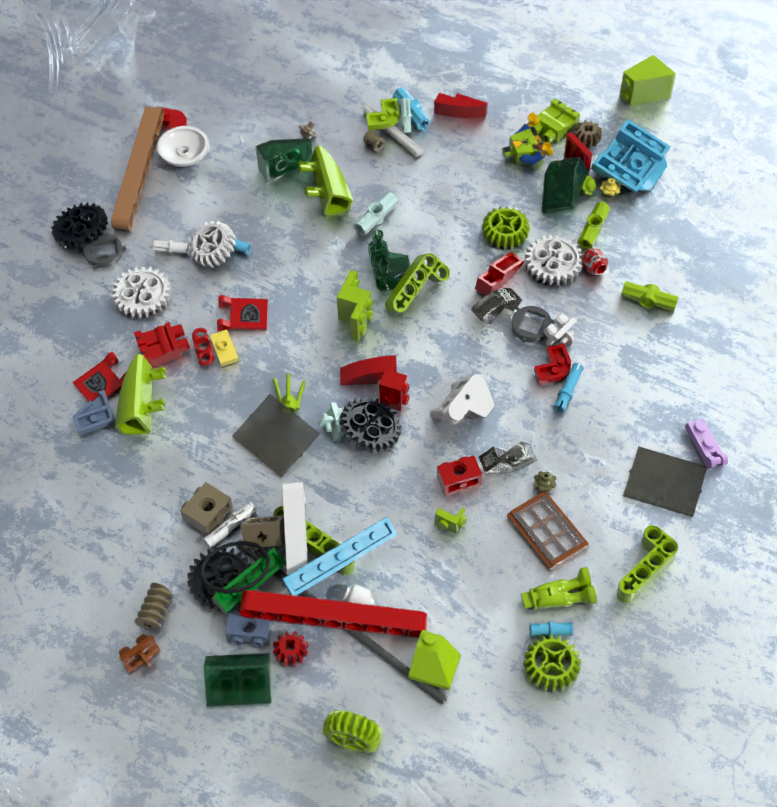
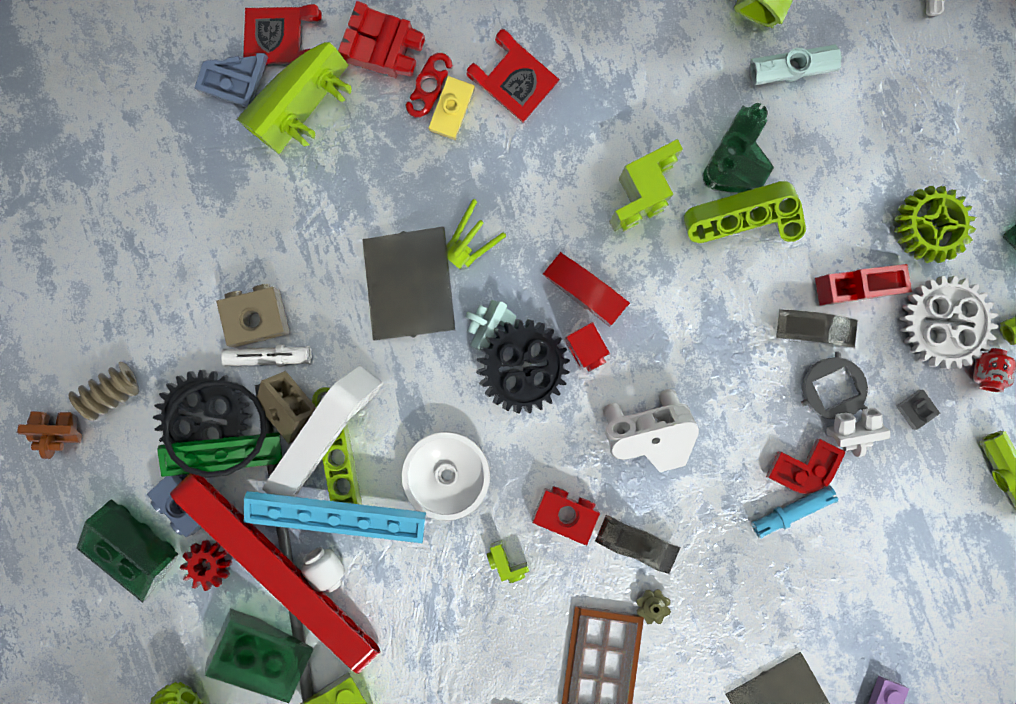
camera: 40 degrees right, 30 degrees up
(361, 668) = (257, 657): none -> clear green slope
(379, 491) = (430, 491): none -> white dish
(579, 304) = (918, 409): none -> dark grey tile

